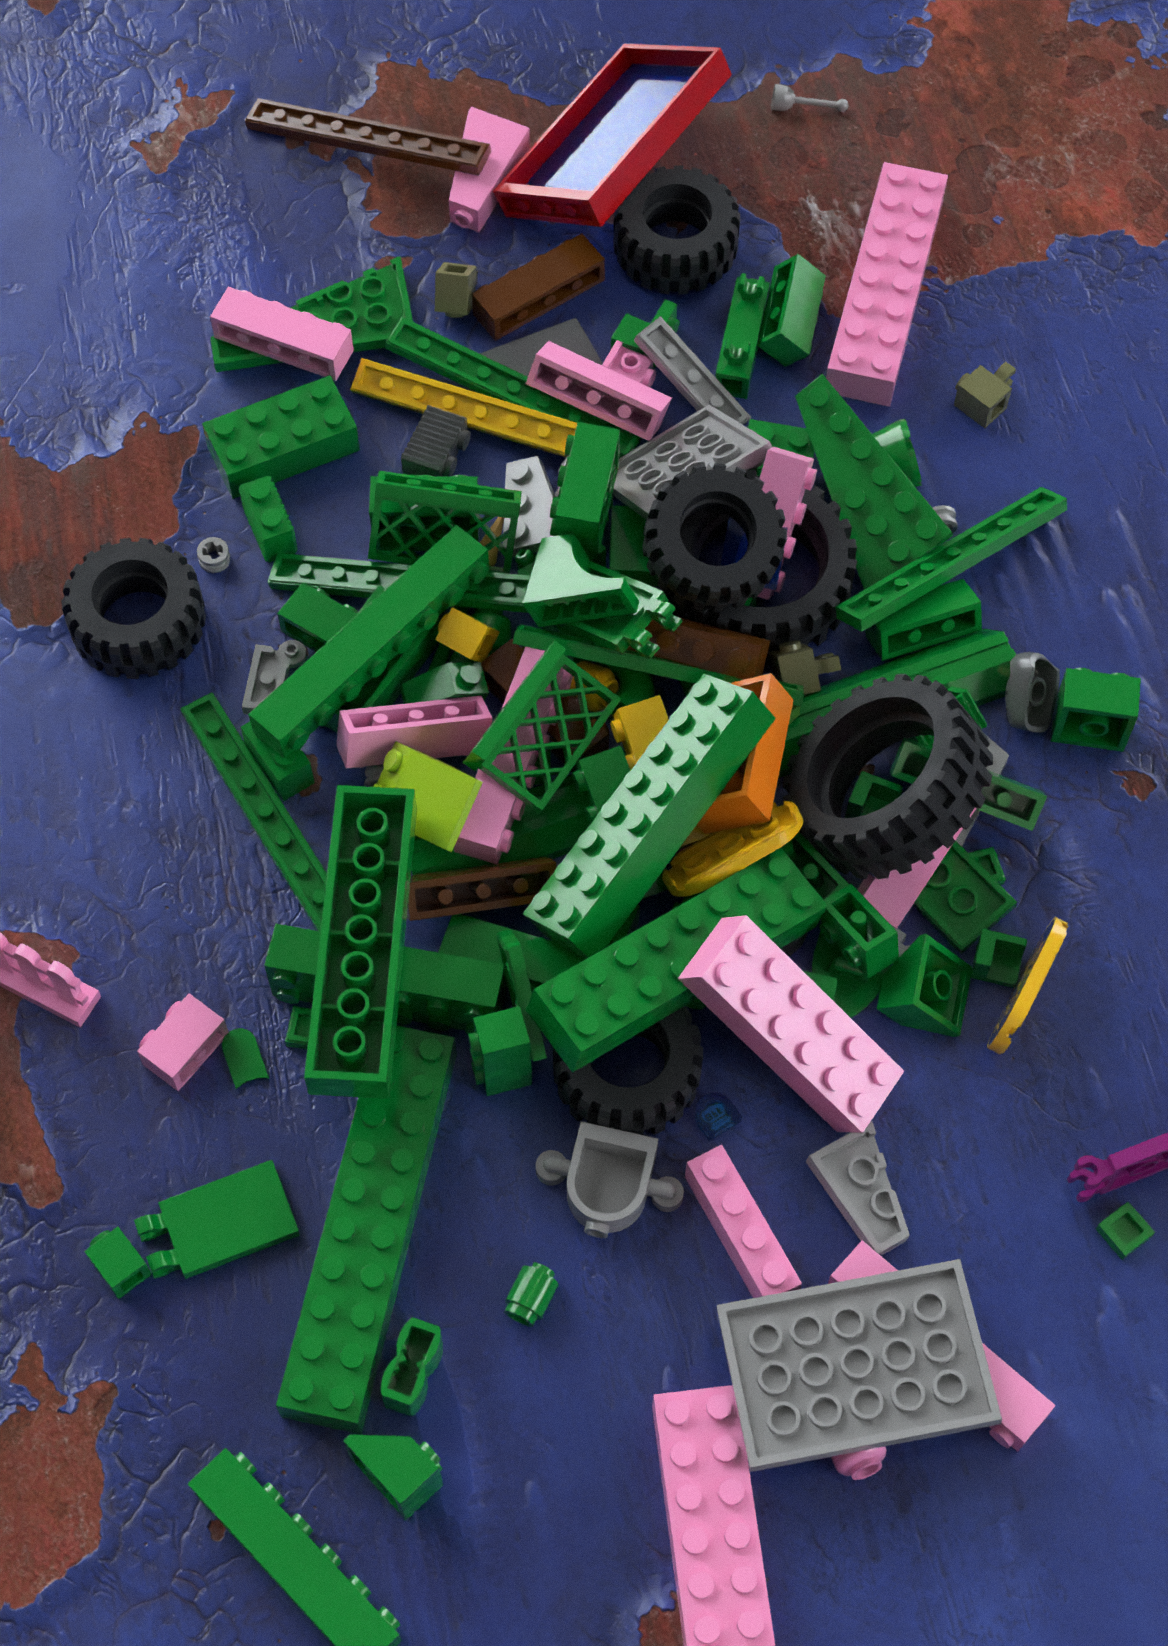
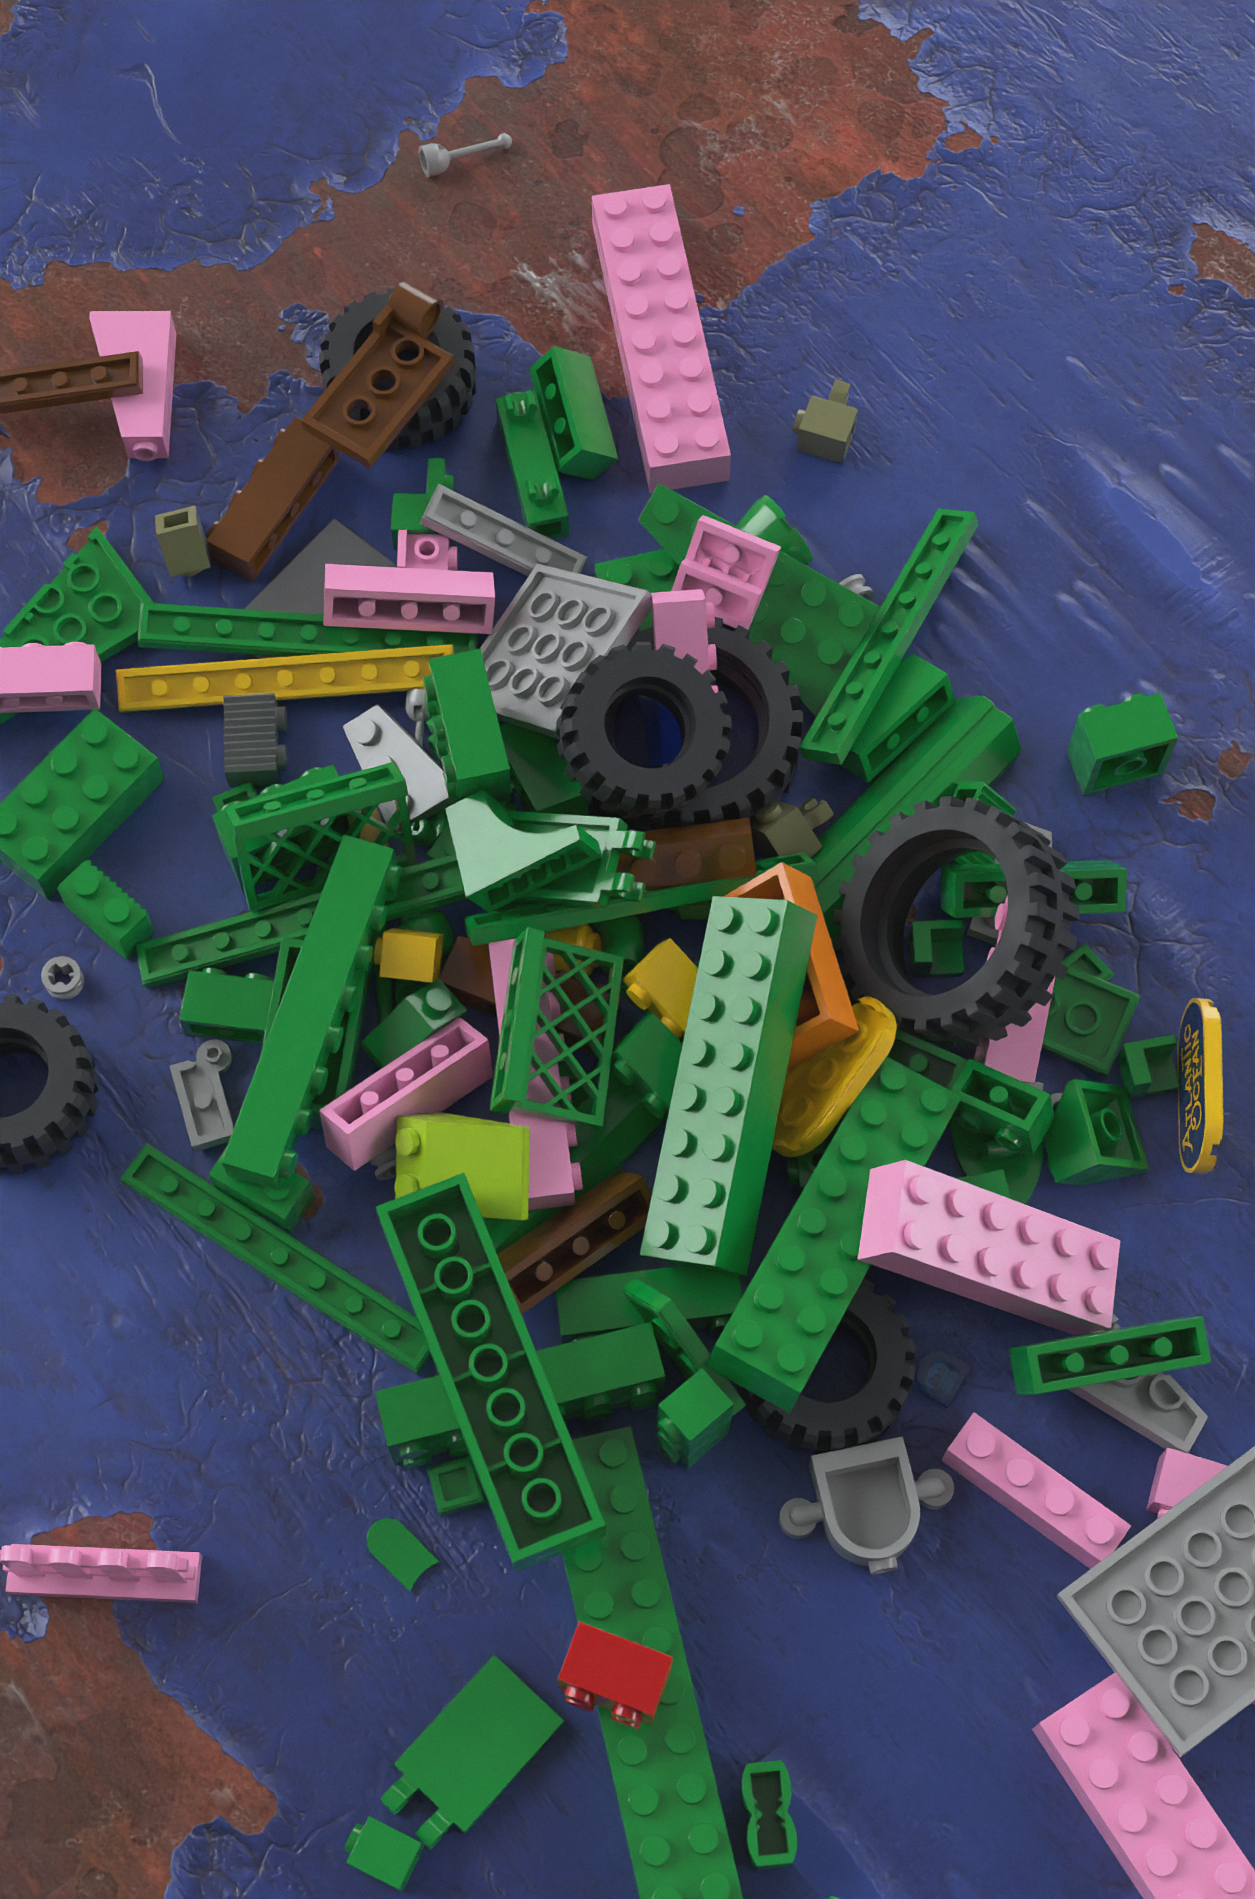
camera: 25 degrees left, 5 degrees up
(182, 1041) = (325, 1567): bright pink brick -> none
(341, 1199) = (614, 1676): none -> red brick
(530, 1294) = (849, 1671): green brick -> none
(612, 134) = (272, 282): red window -> none
(683, 193) = (398, 327): none -> reddish brown hinge
(844, 457) = (729, 570): none -> bright pink slope
(849, 1148) = (1109, 1355): none -> green brick
(1031, 692) = (1044, 752): dark grey piece -> none

